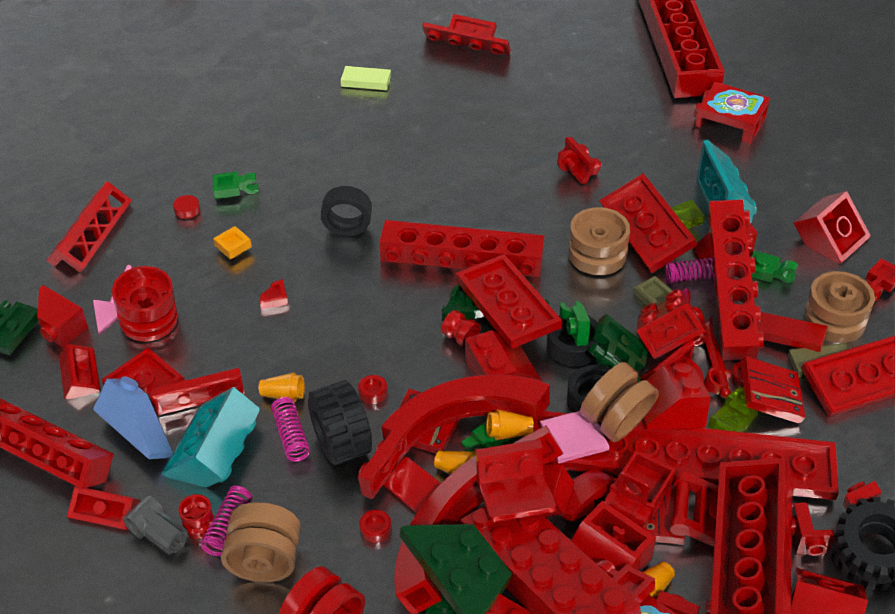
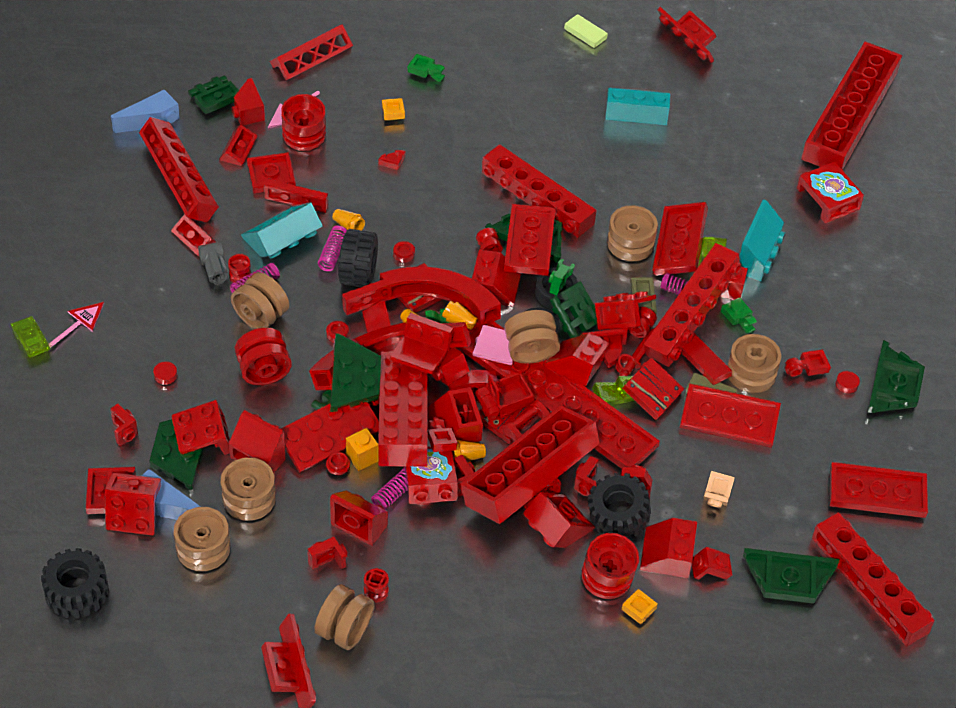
camera: 30 degrees right, 5 degrees up
(133, 416) = (245, 189): medium blue slope -> none
(186, 206) = (384, 68): red tile -> none
(351, 196) = (473, 131): black tyre -> none
(482, 120) = (637, 106): none -> teal slope
(577, 160) = (677, 170): red hips -> none
(833, 227) = (812, 312): red slope -> none

